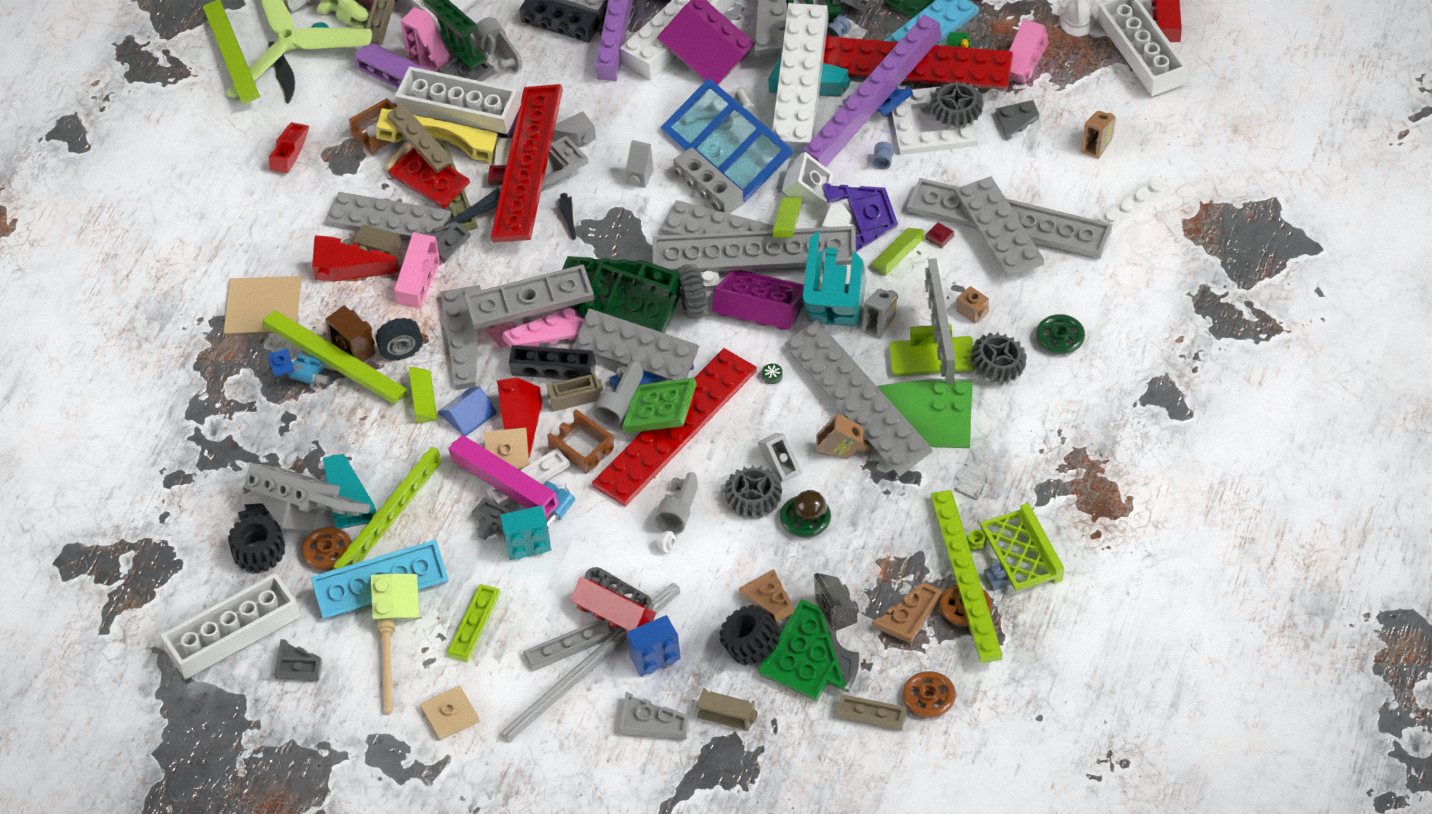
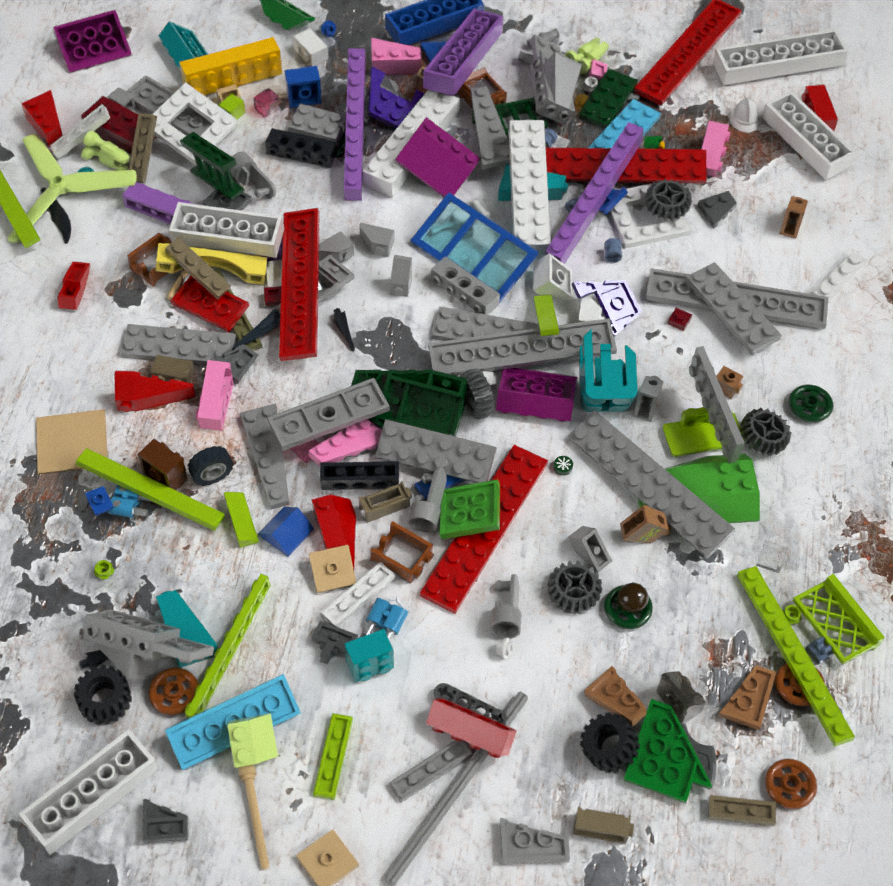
camera: 15 degrees left, 5 degrees up
(276, 430) = (101, 565): none -> lime plate
(423, 41) = (184, 177): bright pink wedge -> none
(502, 475) = (336, 598): dark pink brick -> none
(624, 123) = (377, 239): none -> light grey slope
(653, 645) = (519, 765): blue brick -> none
(898, 250) = (647, 335): lime slope -> none

